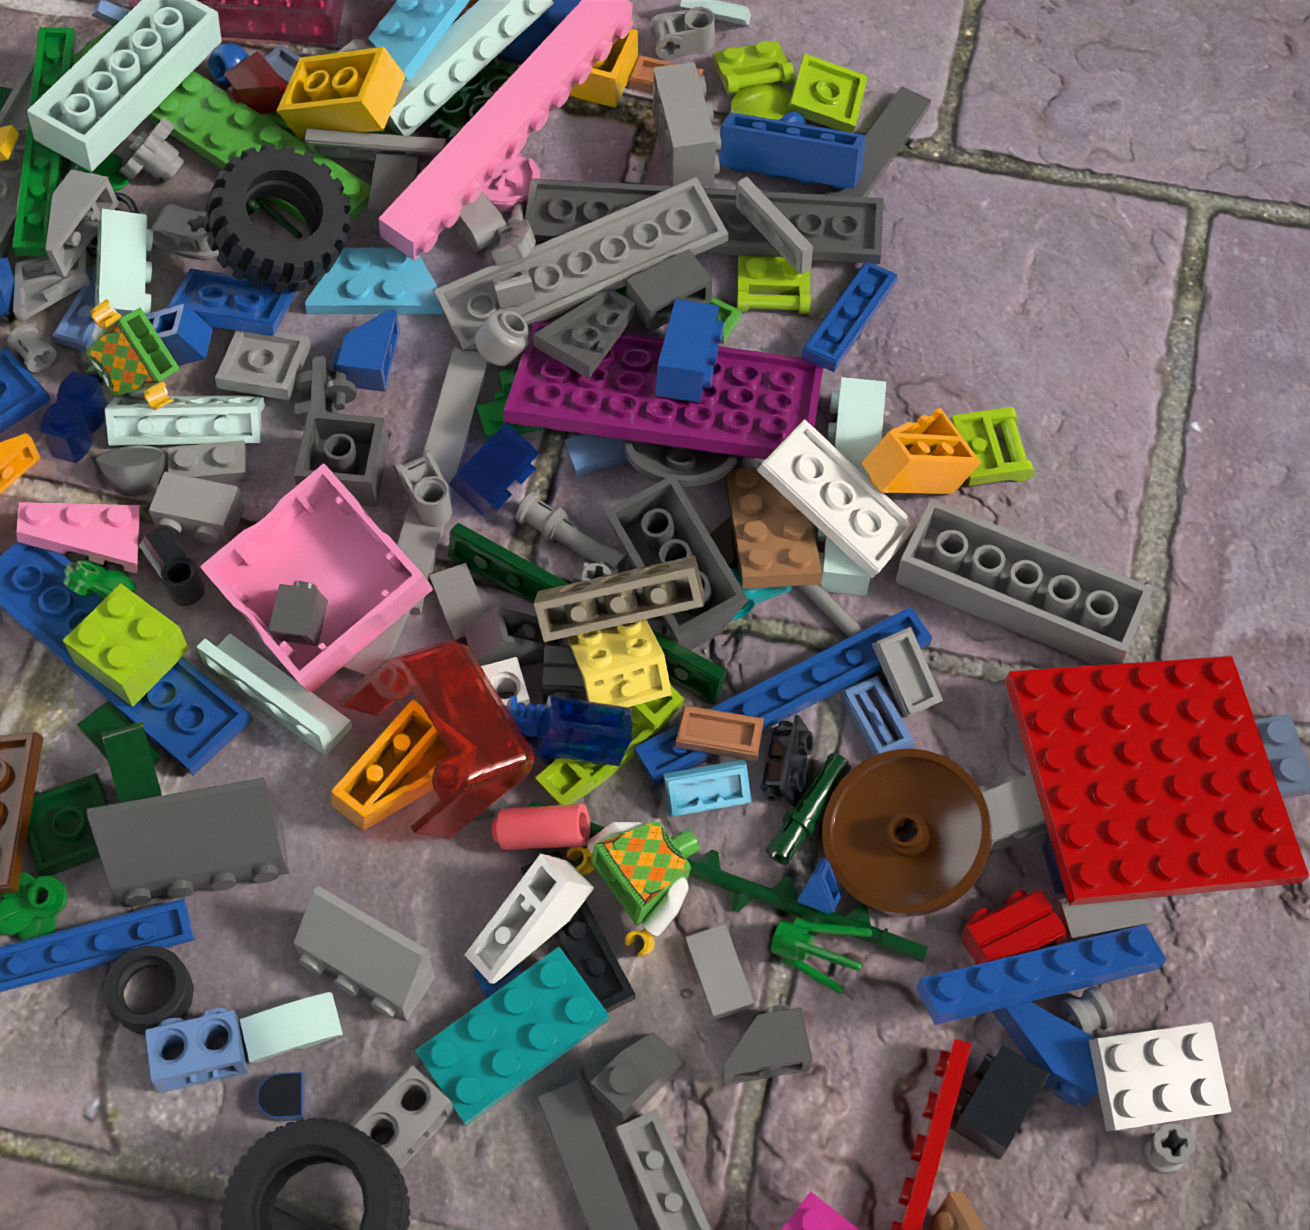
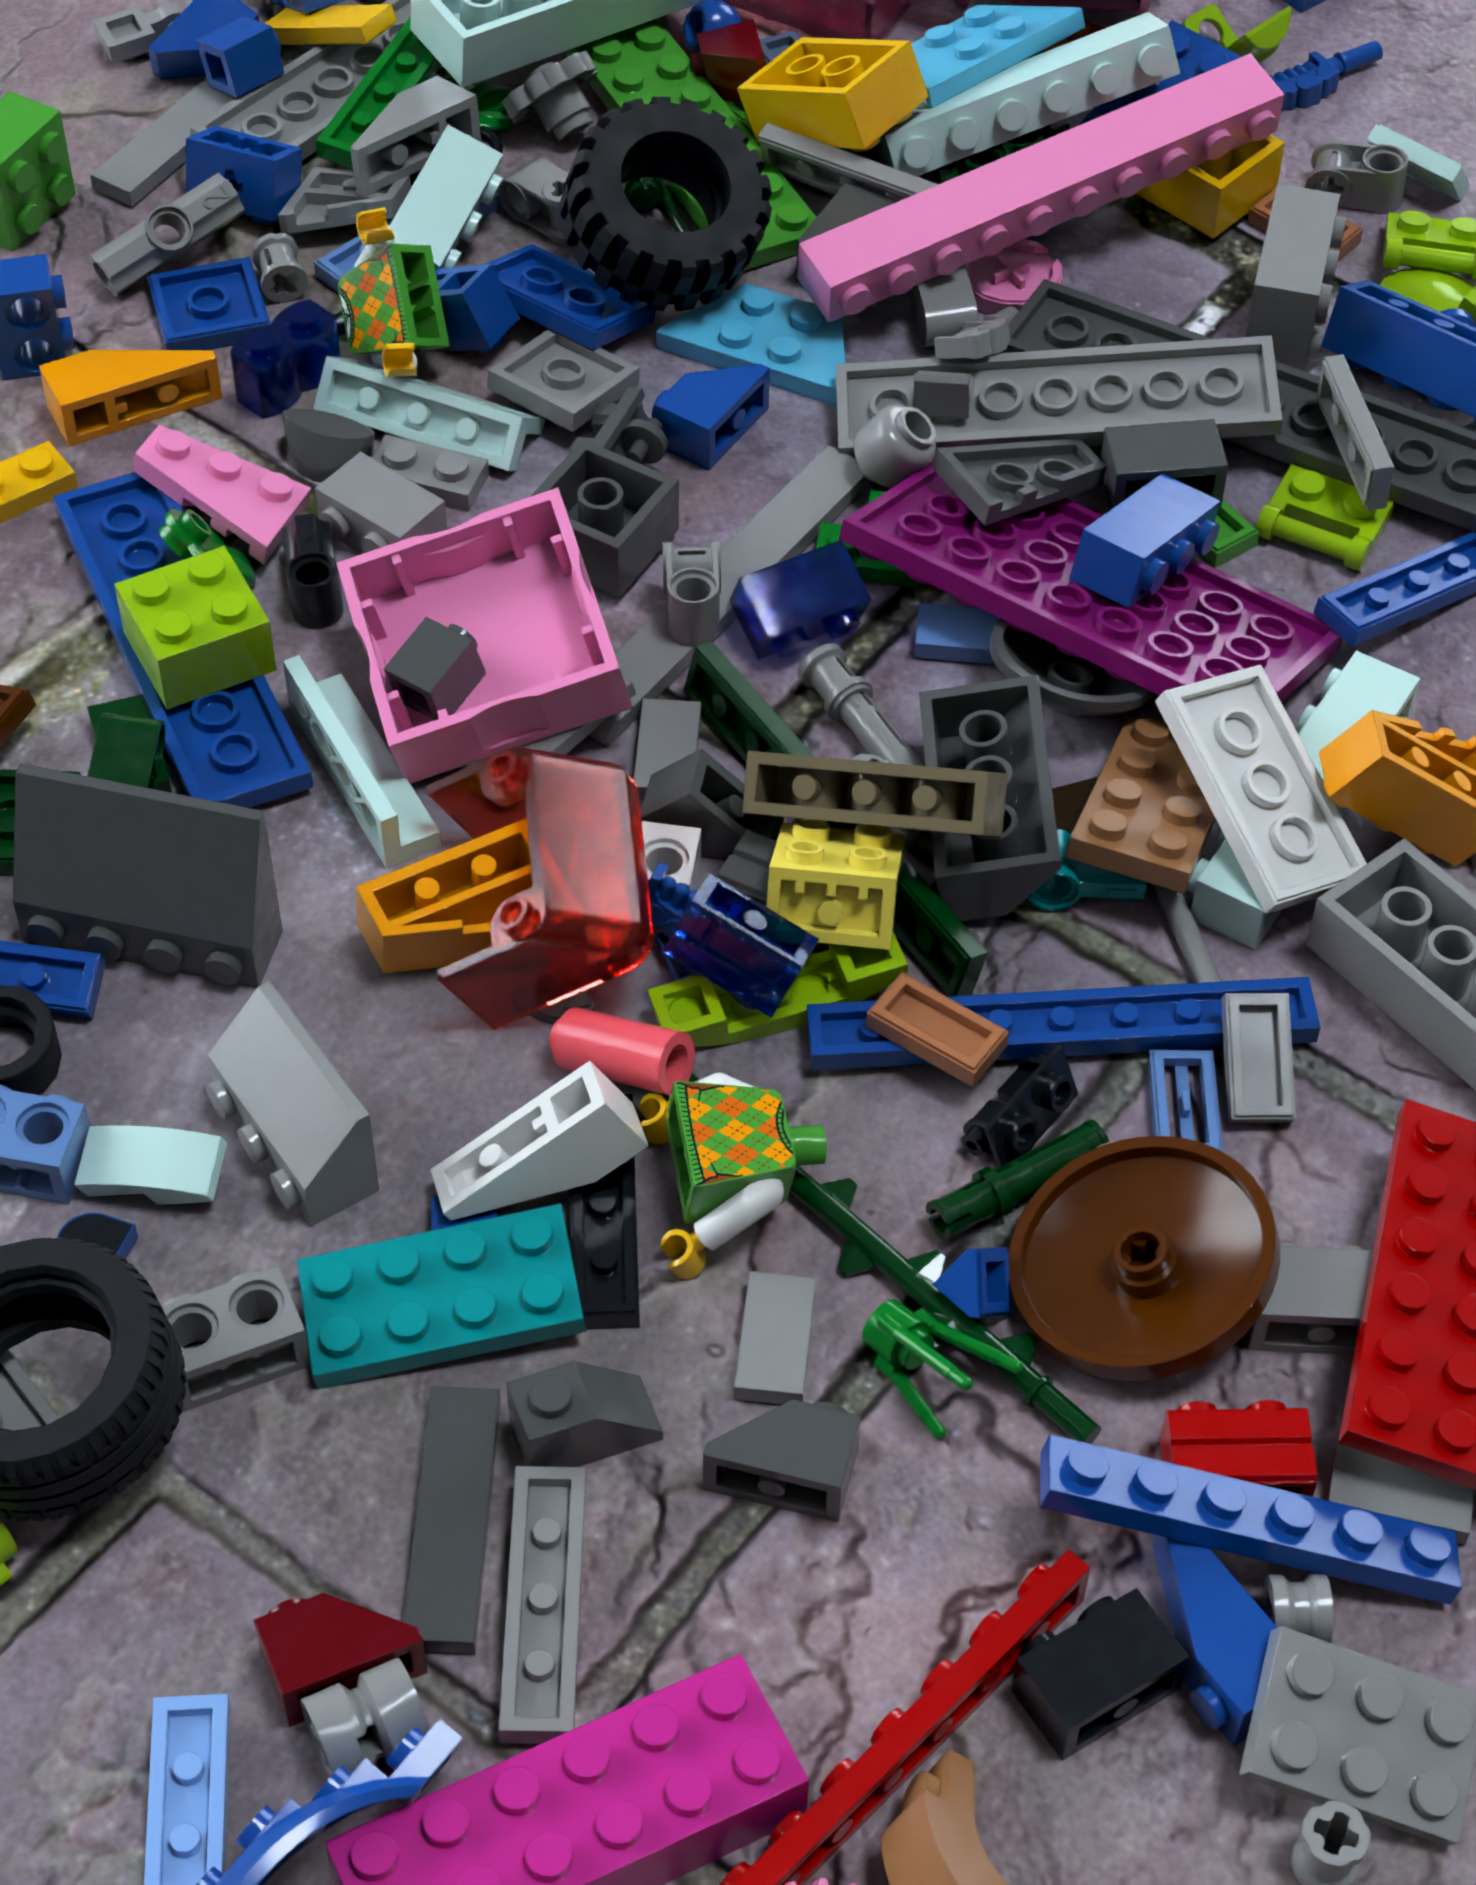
camera: 25 degrees right, 10 degrees down
(707, 788) = (883, 1096): medium azure plate -> none

